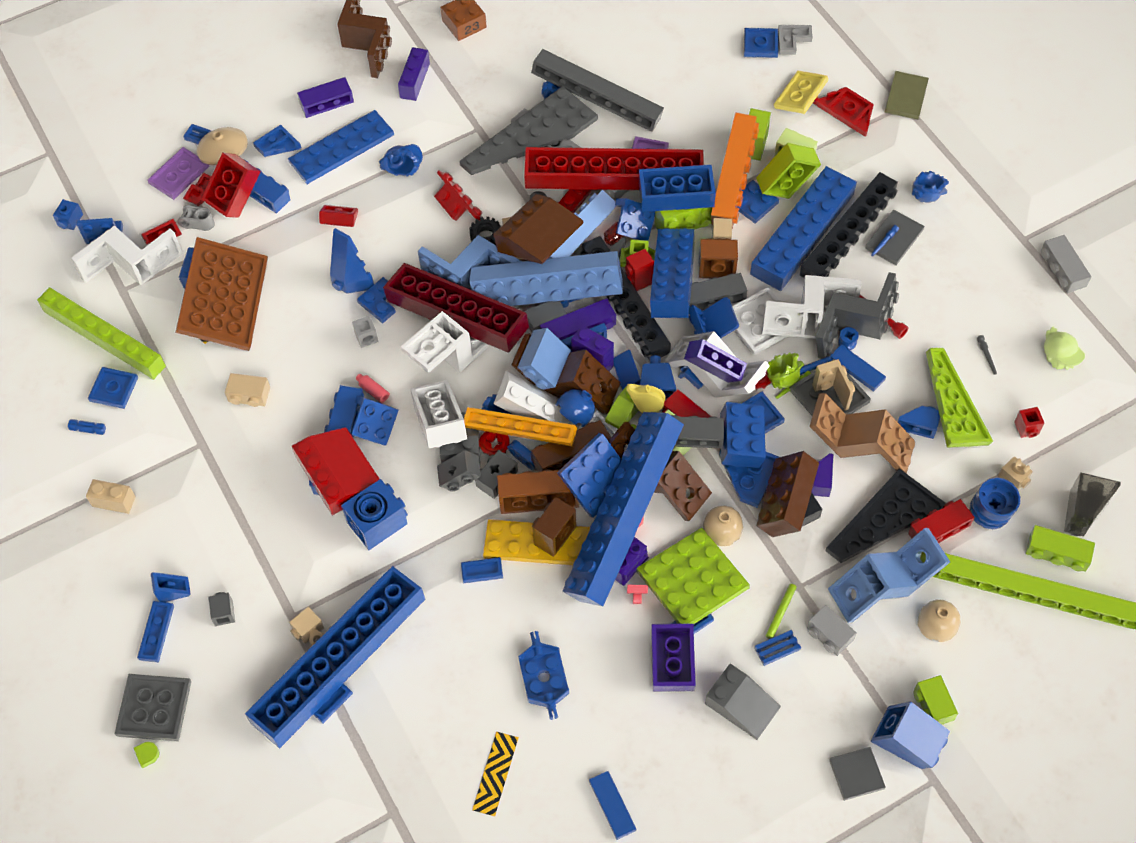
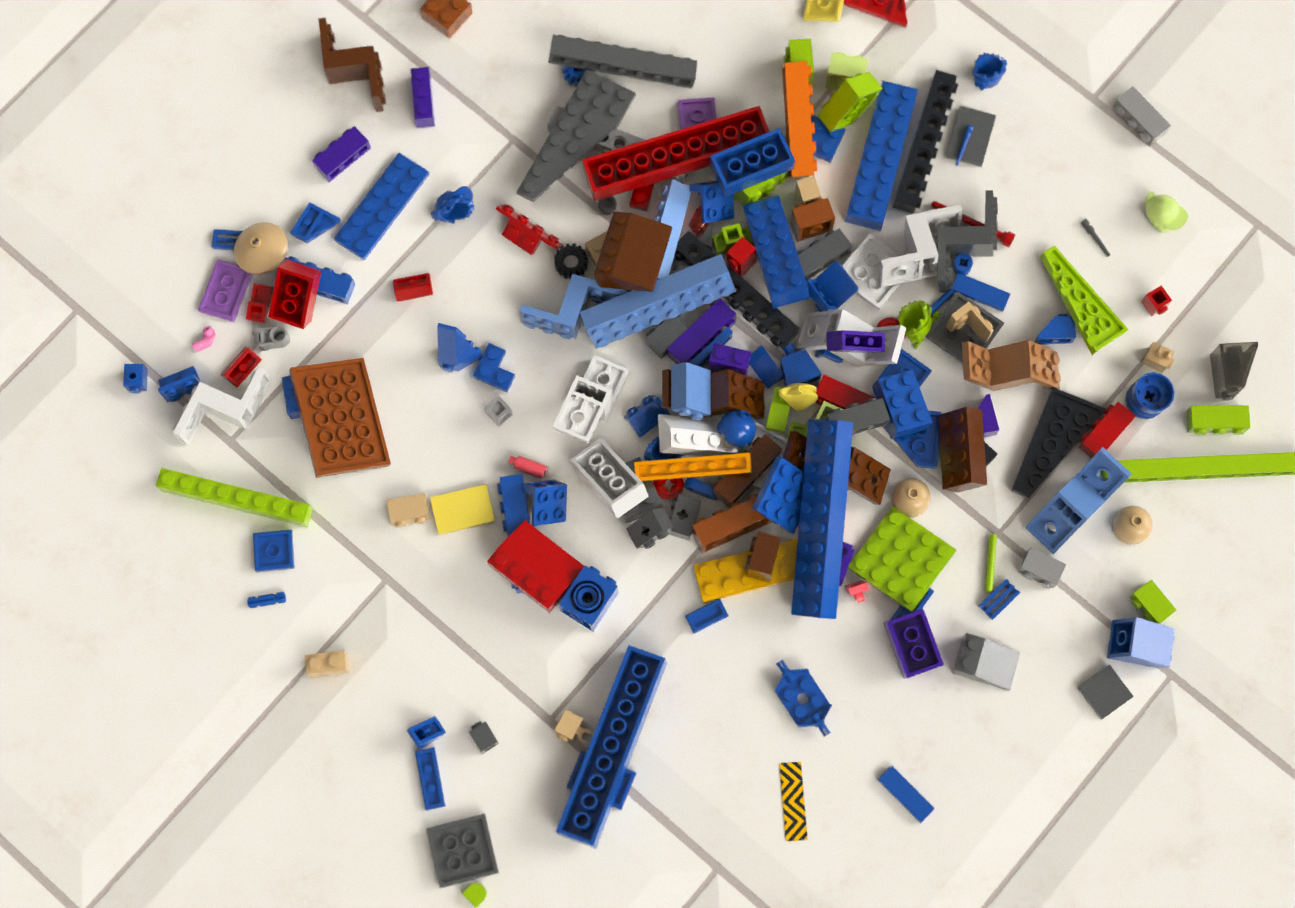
camera: 20 degrees left, 15 degrees up
(143, 205) = (207, 339): none -> bright pink arm
(296, 406) = (462, 509): none -> light yellow tile
(477, 314) = (577, 355): dark red brick -> none
(492, 377) = (645, 416): none -> blue bracket

